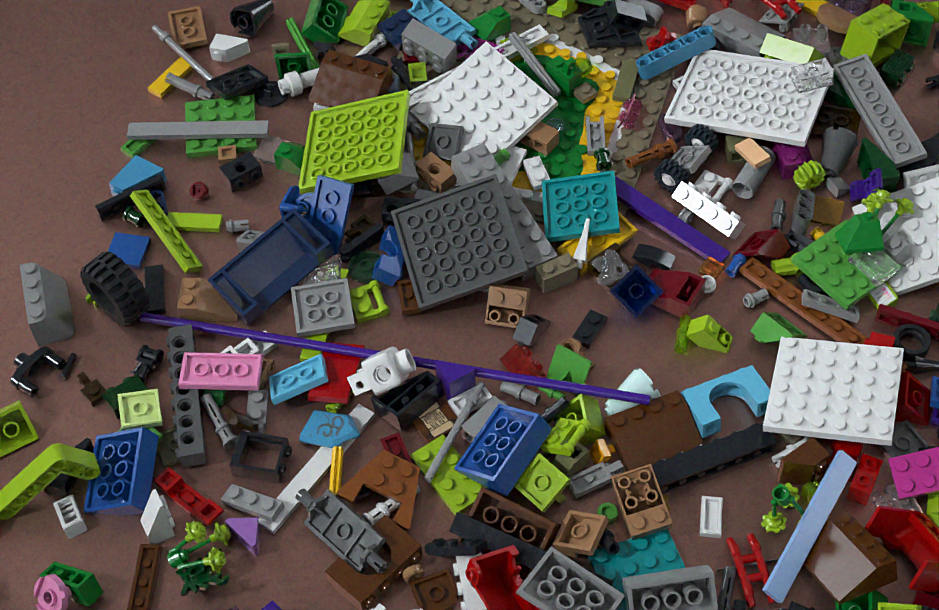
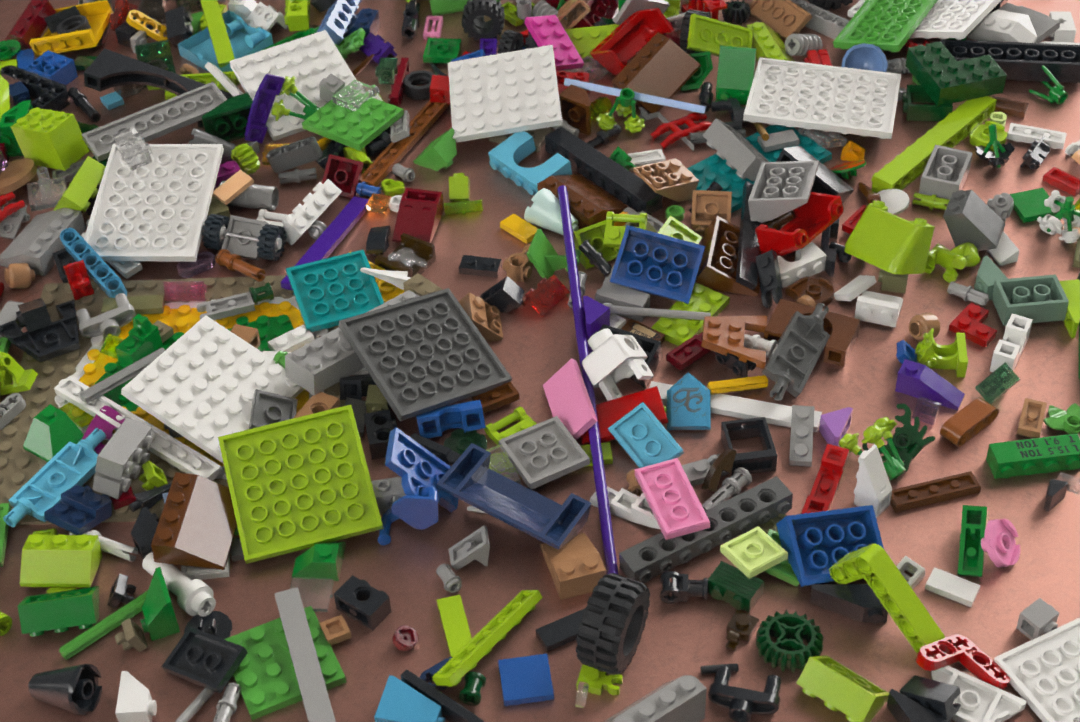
camera: 110 degrees left, 10 degrees down
(43, 550) = (952, 587): none -> white tile
(70, 416) = (789, 633): none -> dark green gear
(368, 339) = (570, 399): none -> bright pink tile
(603, 60) = (107, 322): none -> light grey connector
(622, 373) = (519, 228): none -> yellow tile
(635, 291) = (435, 231): clear blue slope -> none
(708, 487) = (622, 158): none -> green plate
(738, 286) = (392, 187): none -> lime tile
(762, 486) = (603, 137): none -> black sword
(861, 234) = (331, 97): green slope -> none

